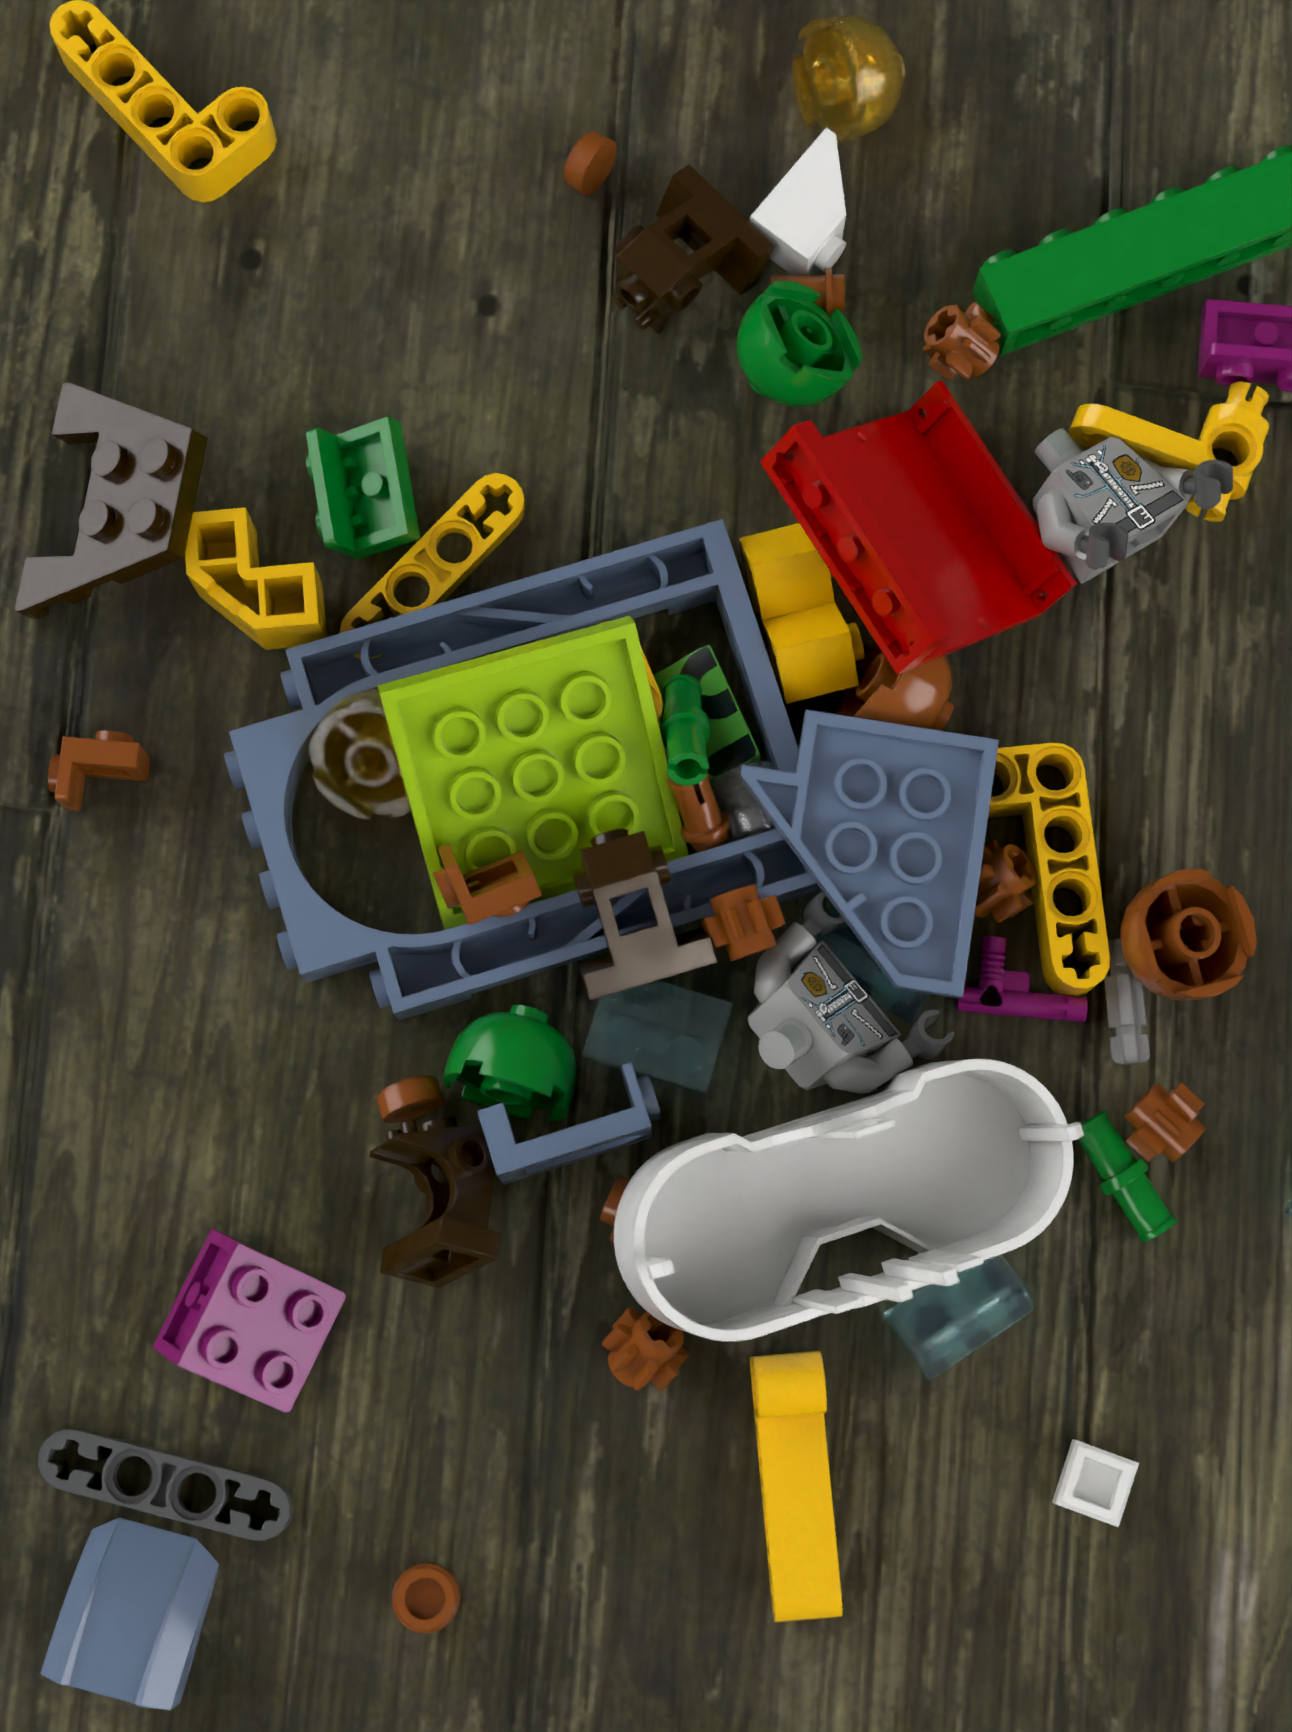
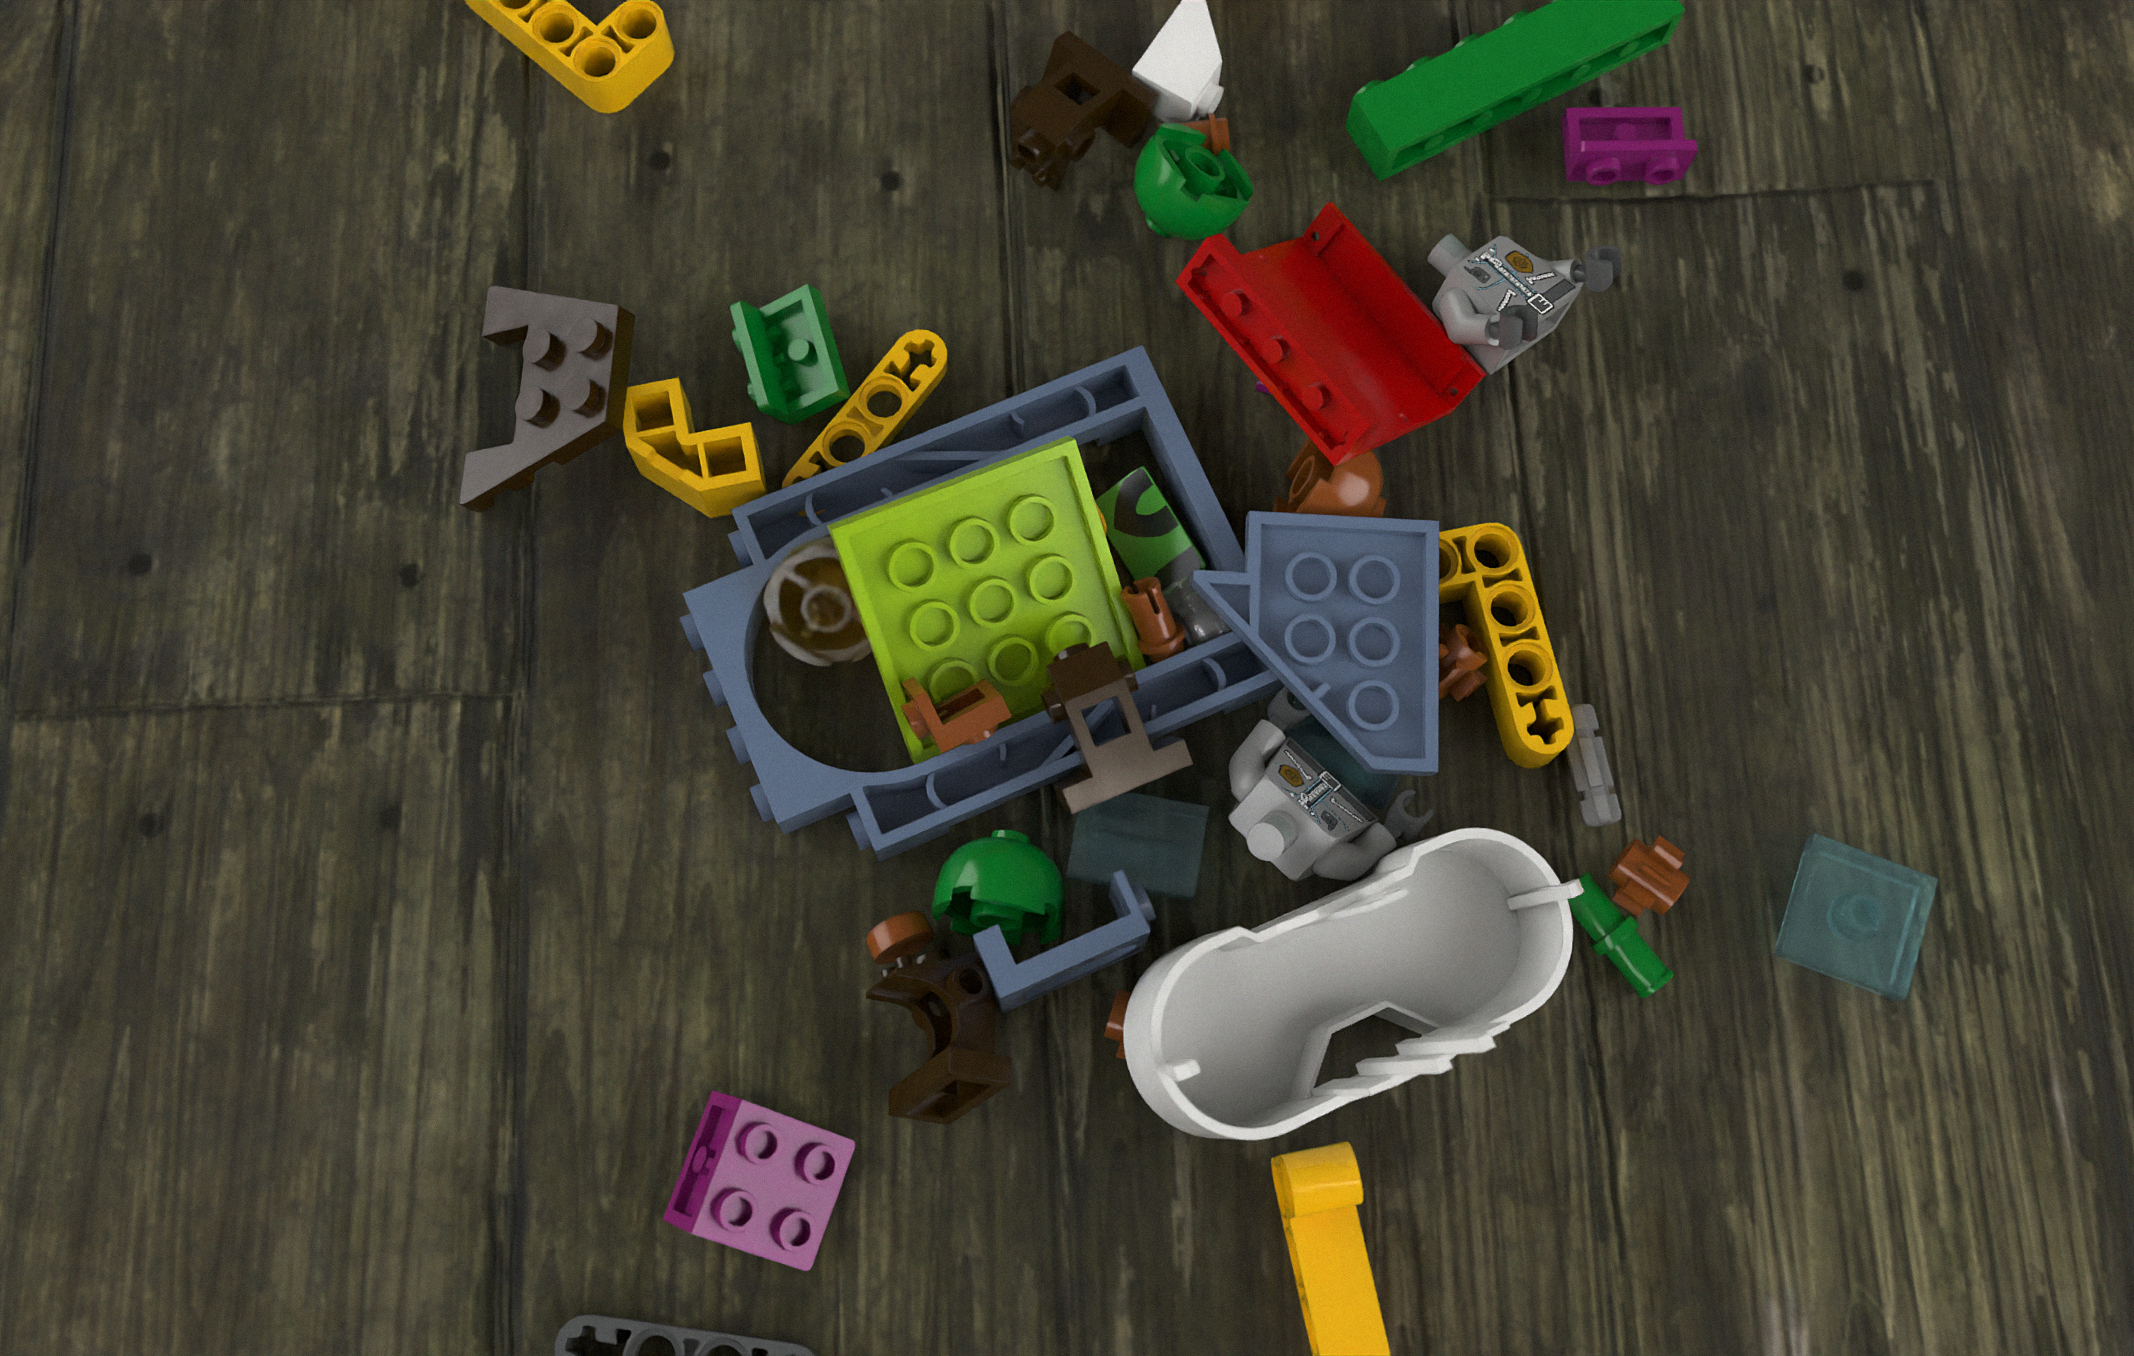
camera: 10 degrees left, 5 degrees down
(107, 756) = (557, 635): dark orange bracket -> none
(590, 162) = (973, 41): dark orange tile -> none
(644, 1350) = (1165, 1163): dark orange gear -> none
(684, 730) = (1132, 545): green pin -> none
(743, 922) = (1213, 722): dark orange gear -> none
(803, 627) = (1220, 417): yellow brick -> none
(956, 1319) = (1473, 1094): clear light blue slope -> none
(961, 341) = (1344, 166): dark orange gear -> none
(1013, 991) = (1479, 767): magenta hose -> none
(1095, 1483) = (1632, 1246): white tile -> none
(1188, 936) = (1644, 692): dark orange cylinder -> none
(1228, 426) = (1605, 220): yellow piece -> none

